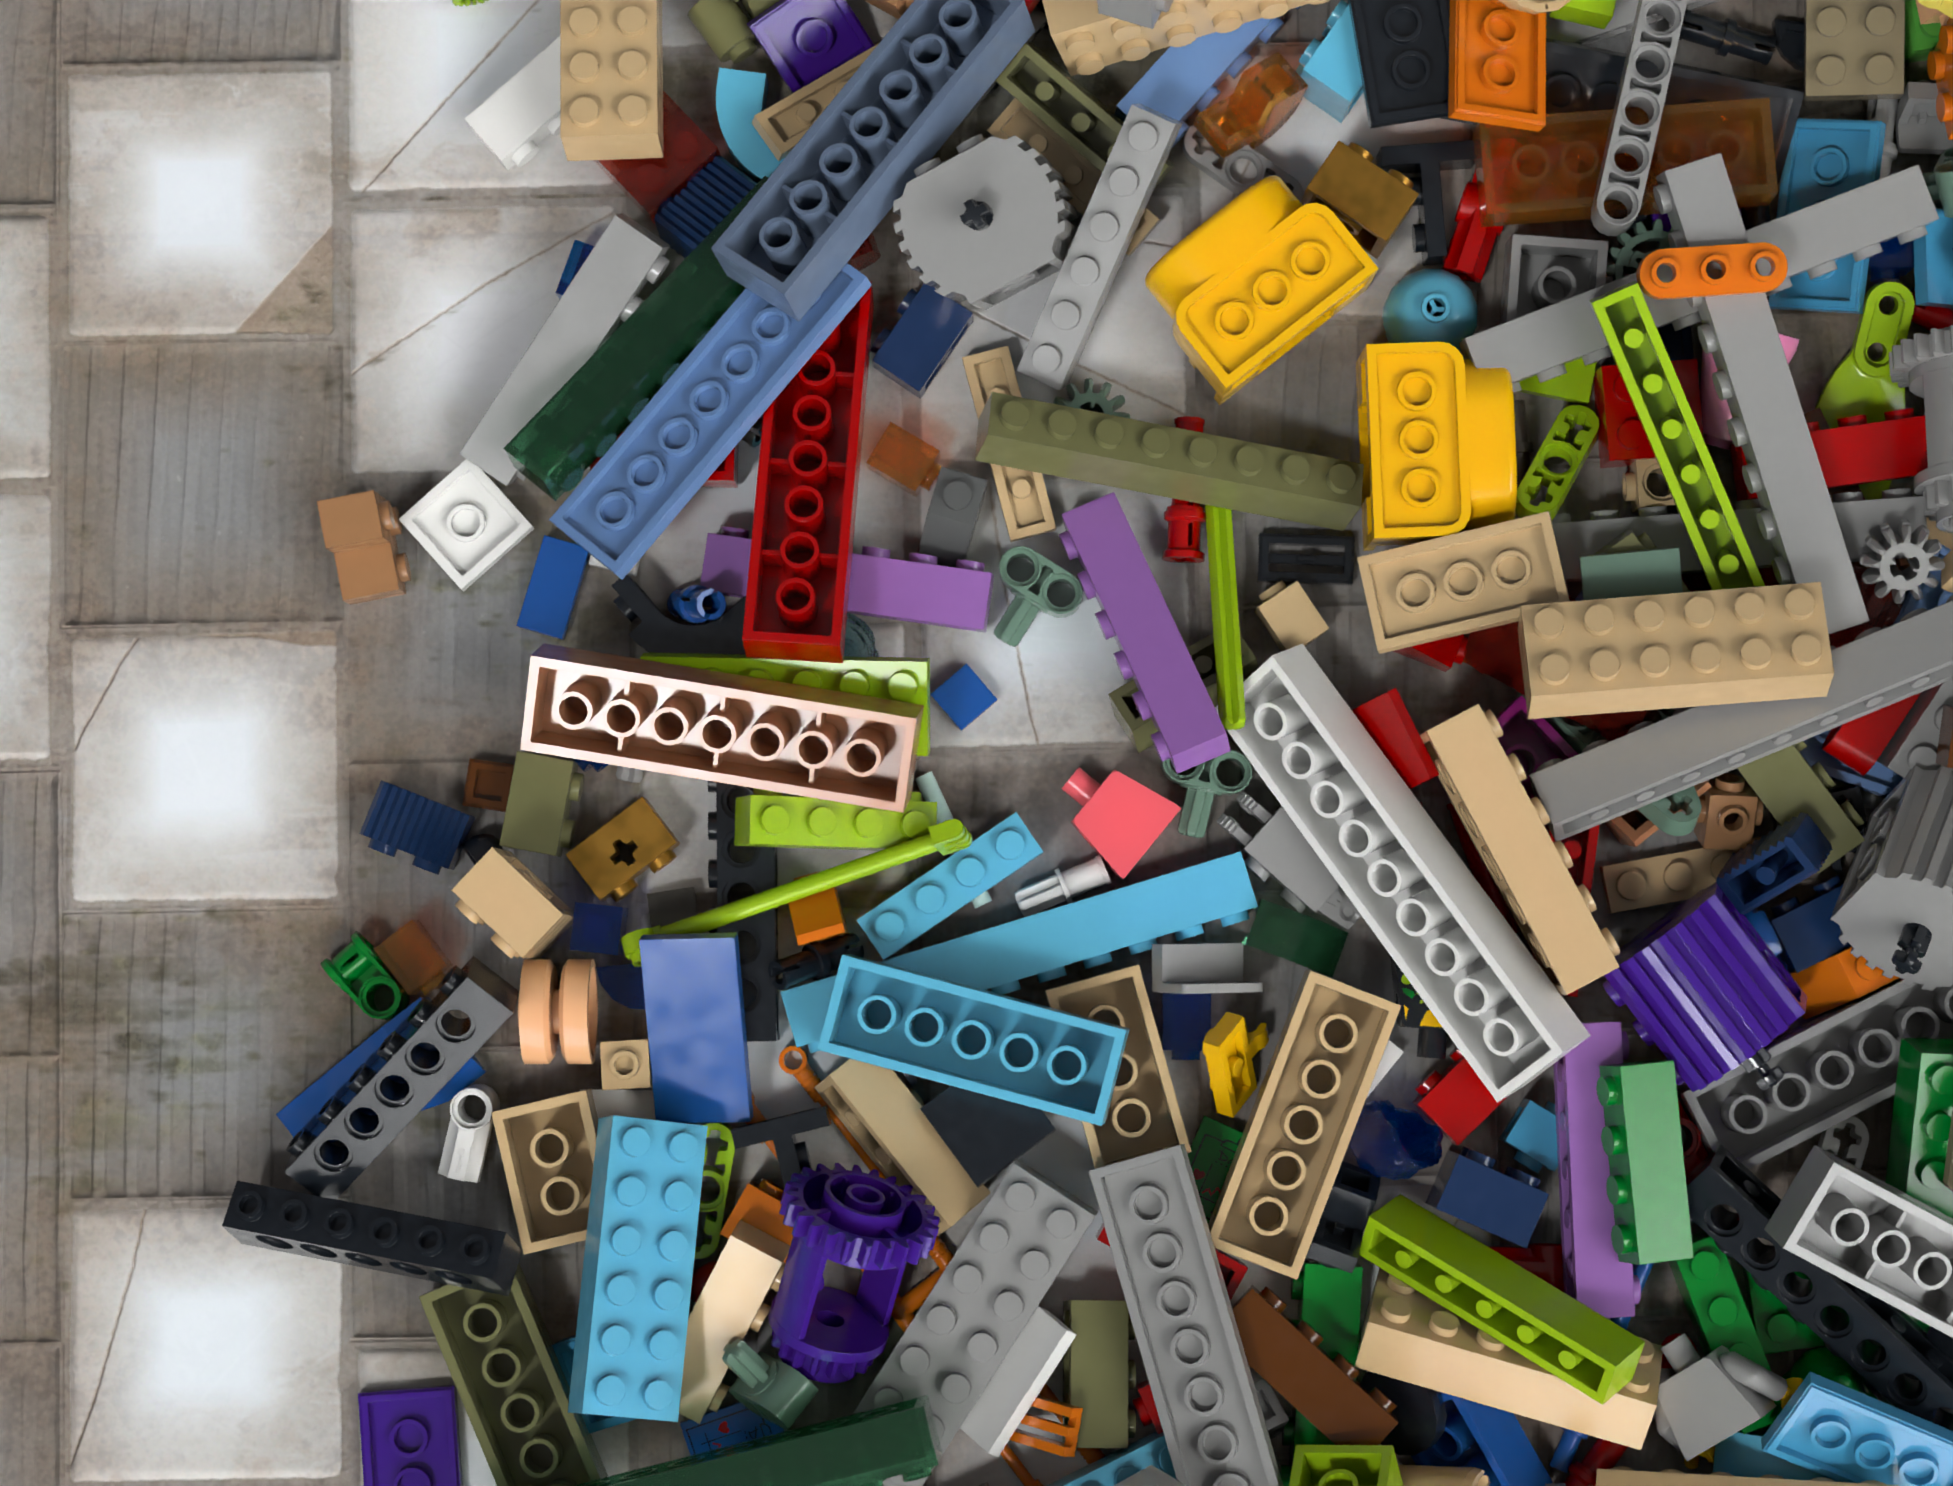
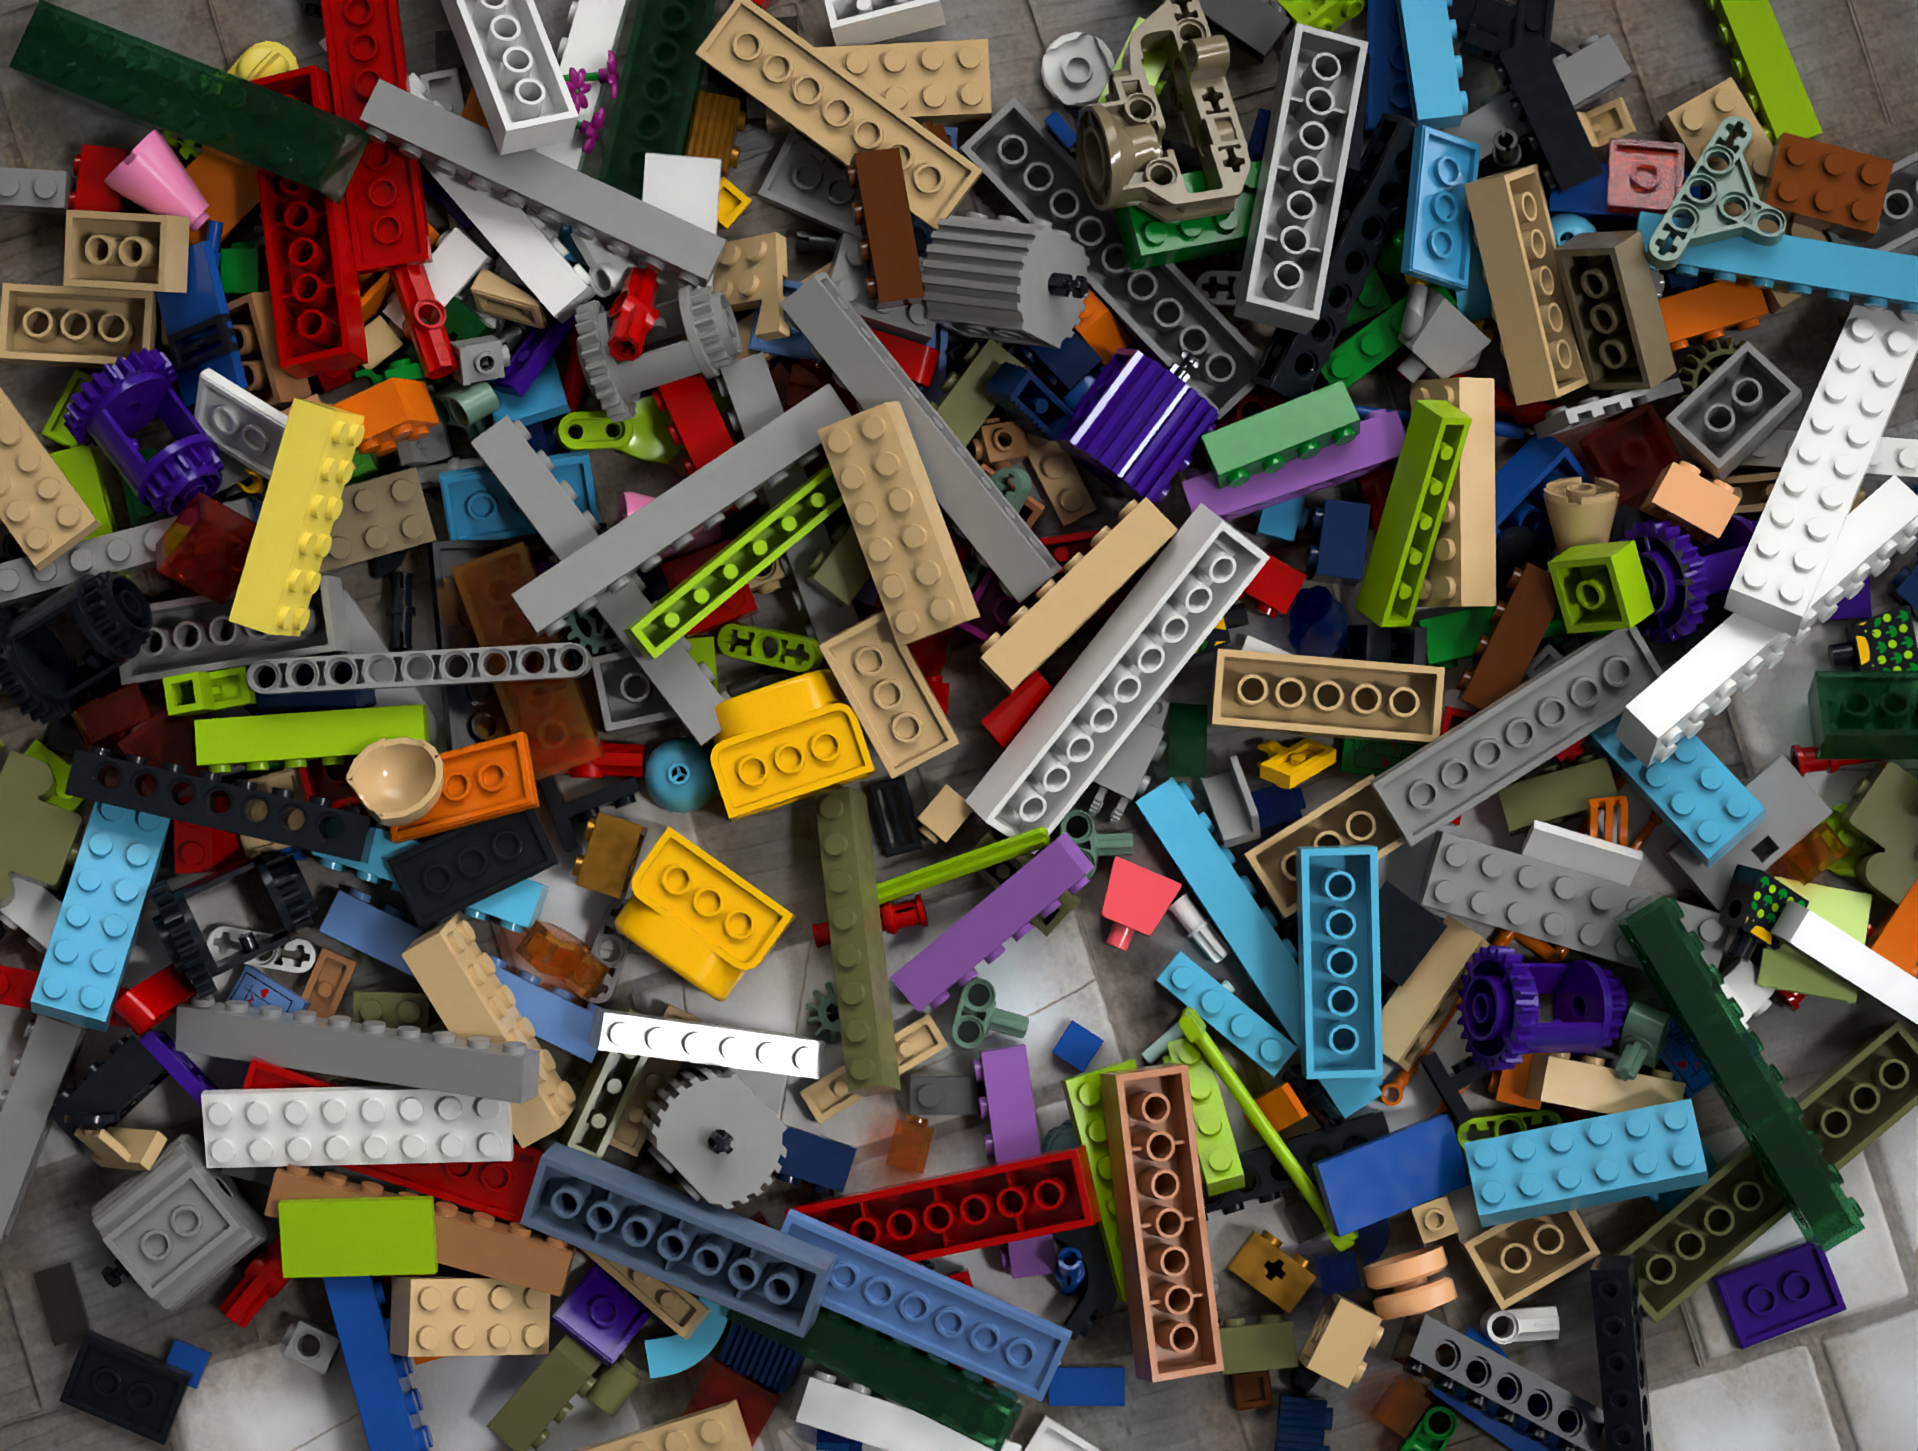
camera: 115 degrees left, 0 degrees up
(1631, 573) = (846, 569): sand green tile -> none
(1690, 274) = (603, 593): orange plate -> none
(1912, 546) = (788, 375): light grey gear -> none

